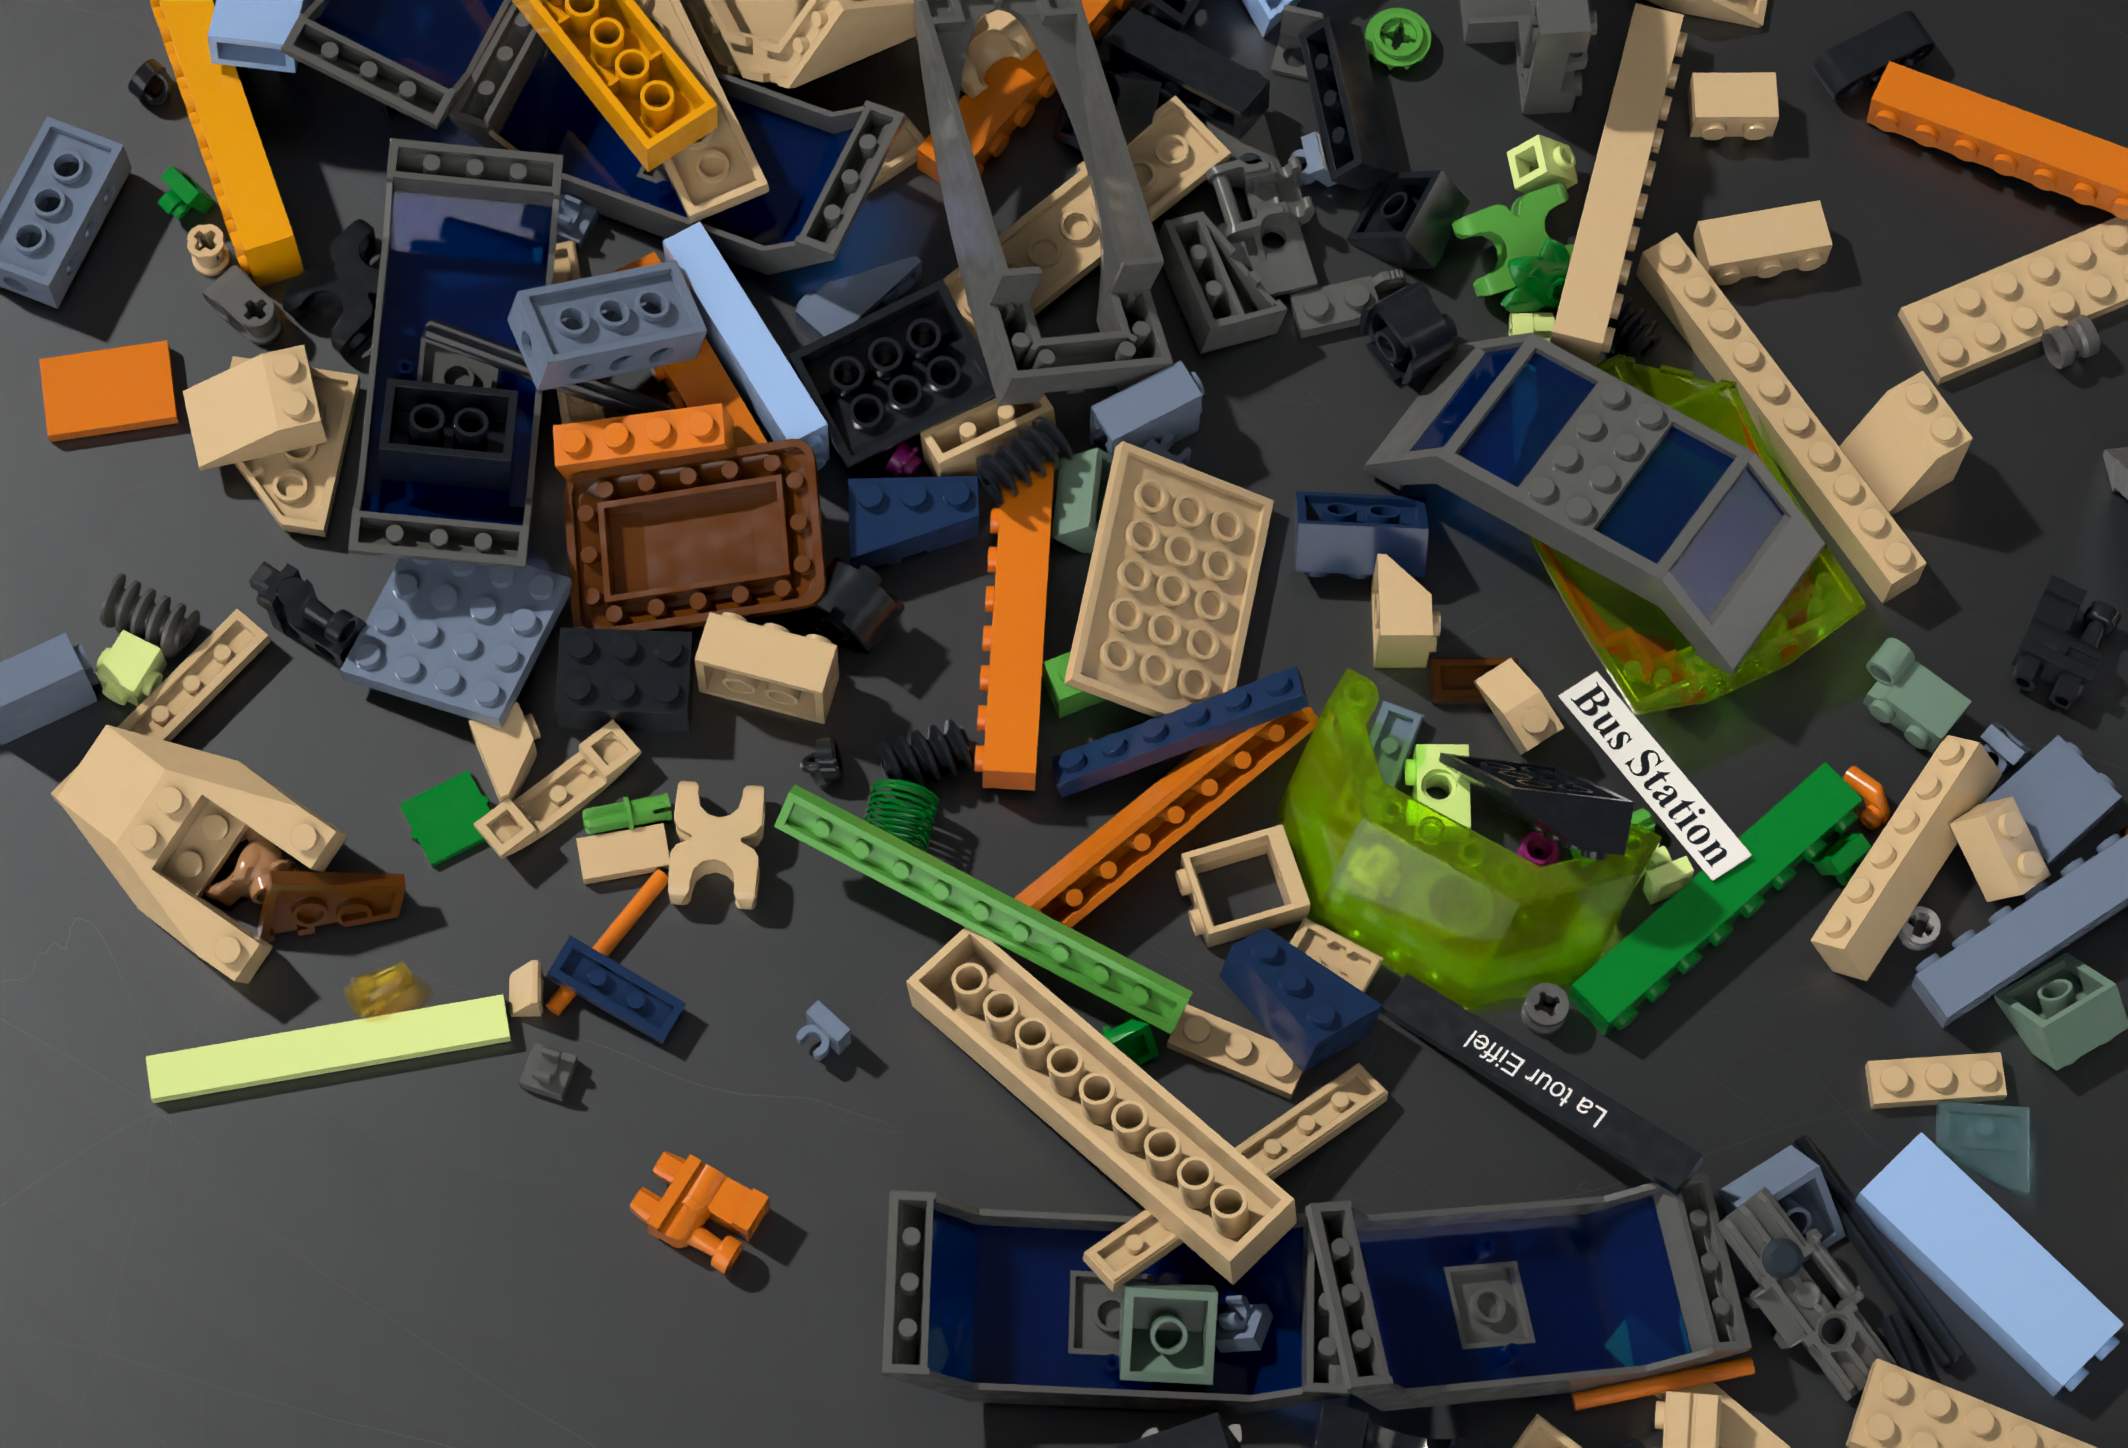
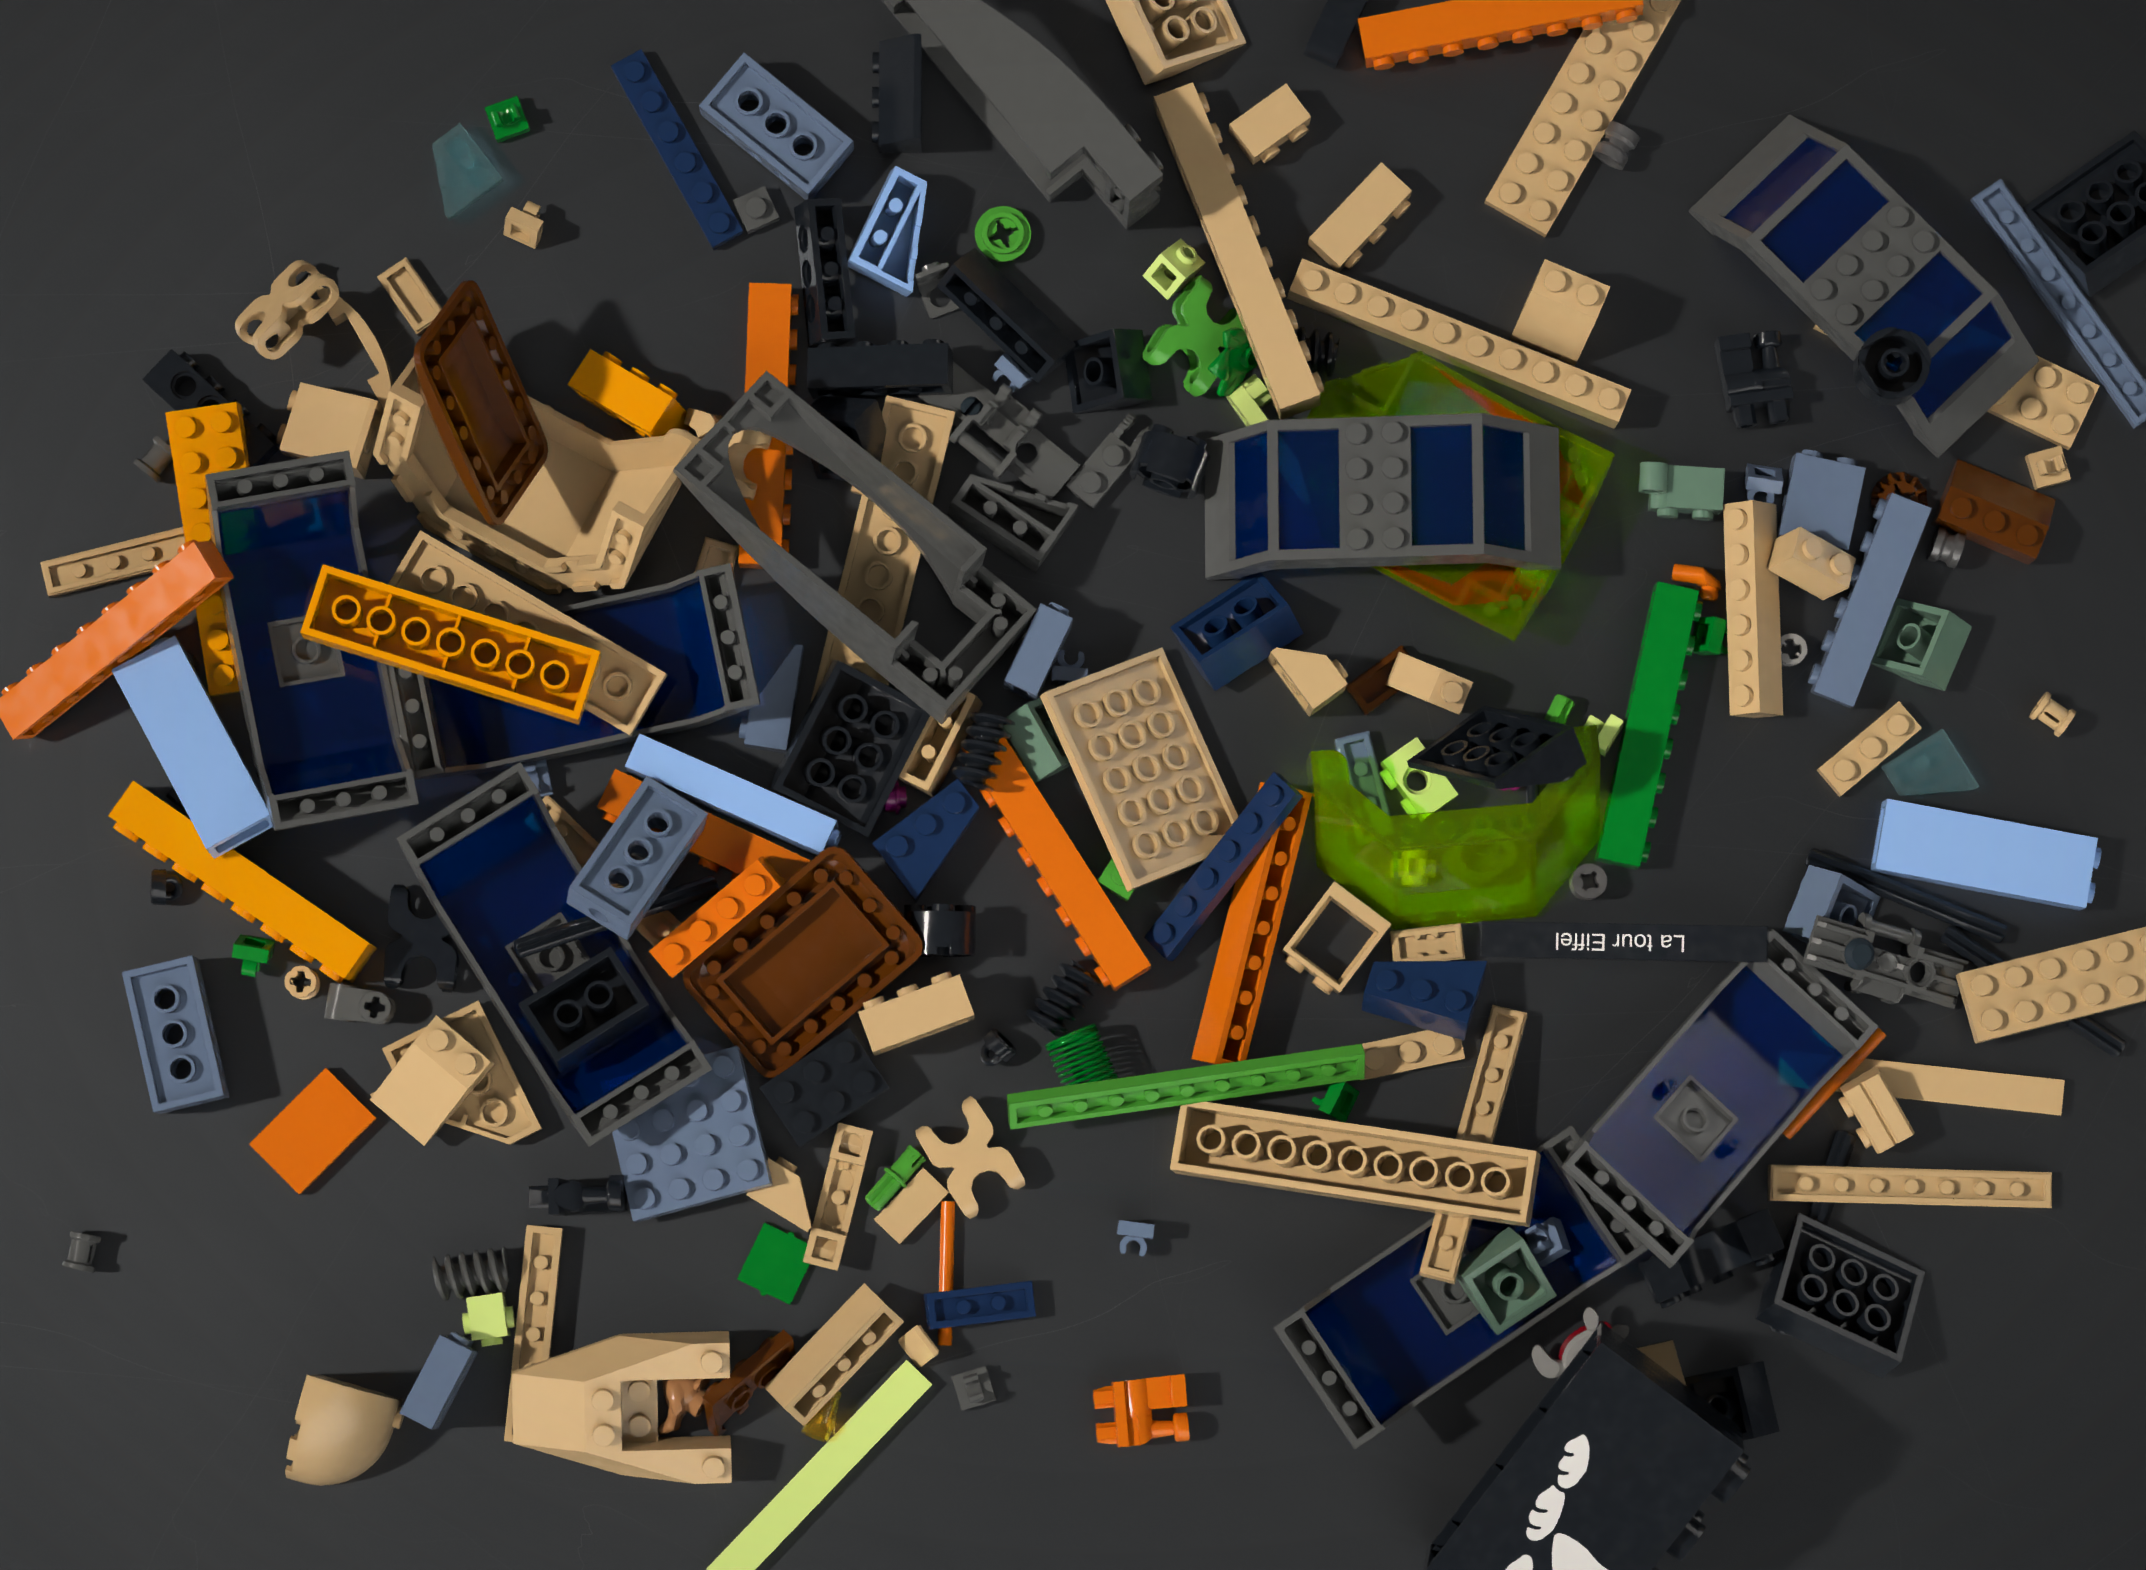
camera: 40 degrees left, 15 degrees up
(433, 934) = (834, 1354): none -> tan brick
(1655, 776) = (1551, 668): white sticker -> none

